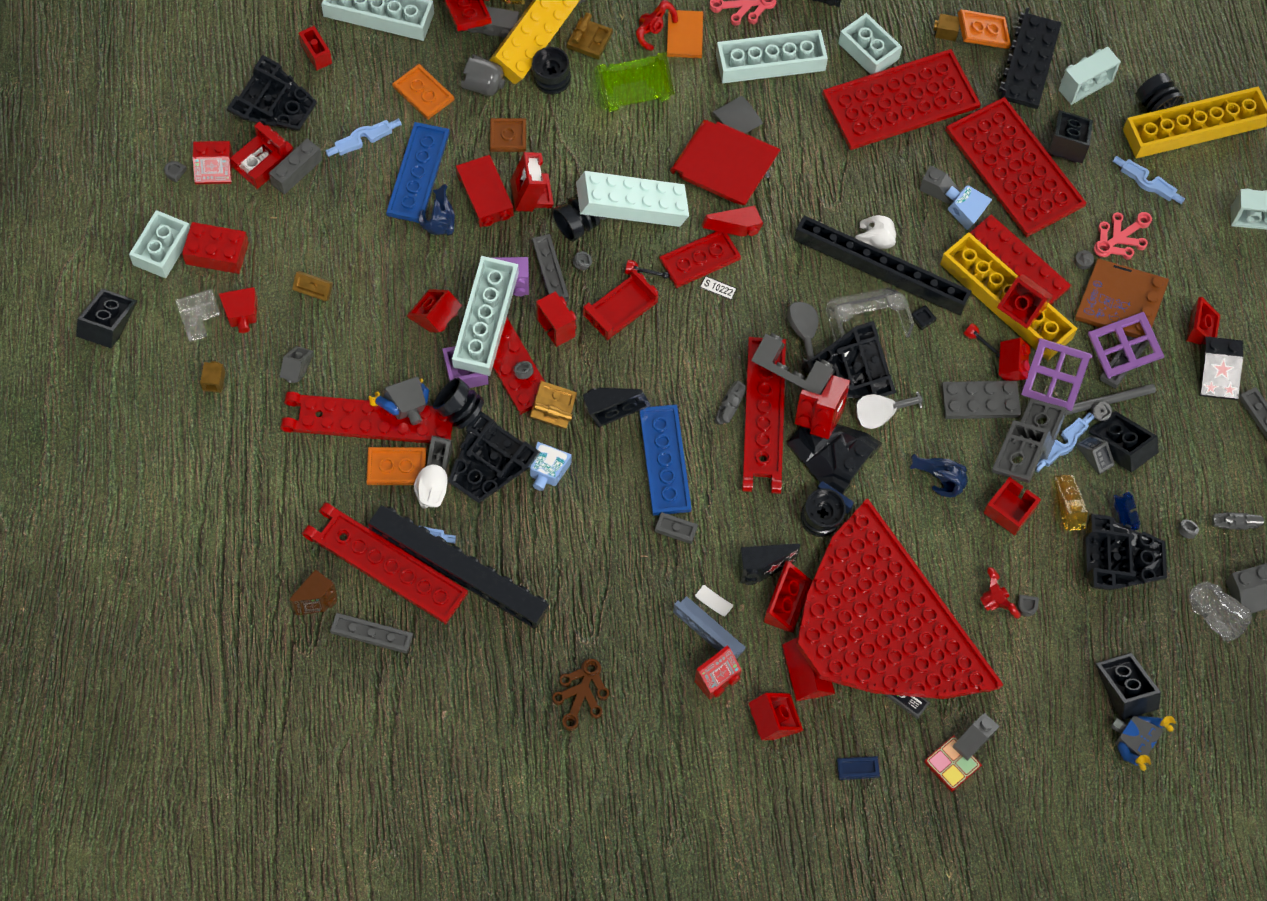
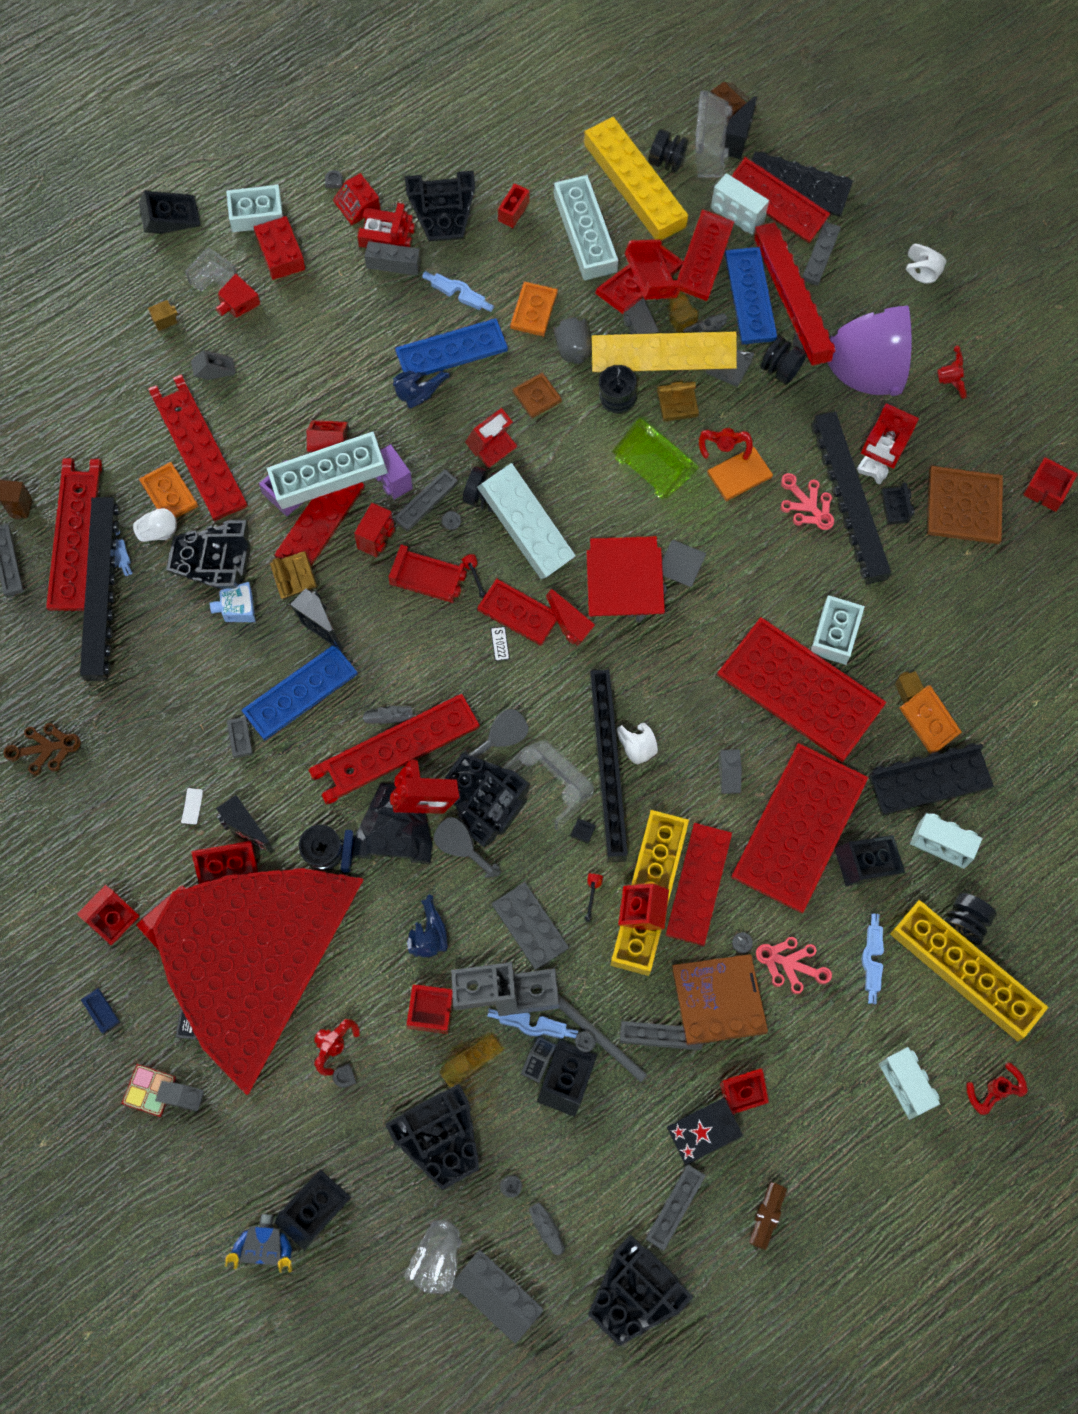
camera: 60 degrees right, 5 degrees up
(312, 286) = (291, 335): pearl gold plate -> none
(403, 399) = (223, 460): dark grey torso -> none
(440, 452) = (193, 517): dark grey slope -> none
(458, 403) = (242, 497): black wheel -> none
(485, 191) = (465, 407): red panel -> none
(523, 370) = (309, 533): dark grey tile -> none
(706, 627) = (159, 815): sand blue fence -> none
(718, 673) = (117, 844): red slope -> none
(770, 350) = (435, 718): dark grey plate -> none
(771, 56) = (763, 554): light aqua brick -> none
(967, 205) = (724, 805): light blue torso -> none
(1014, 359) = (585, 932): red brick -> none
(1056, 374) = (590, 977): medium lavender window -> none
(1123, 506) = (489, 1117): clear blue hinge -> none
(1125, 345) = (650, 1043): medium lavender window -> none

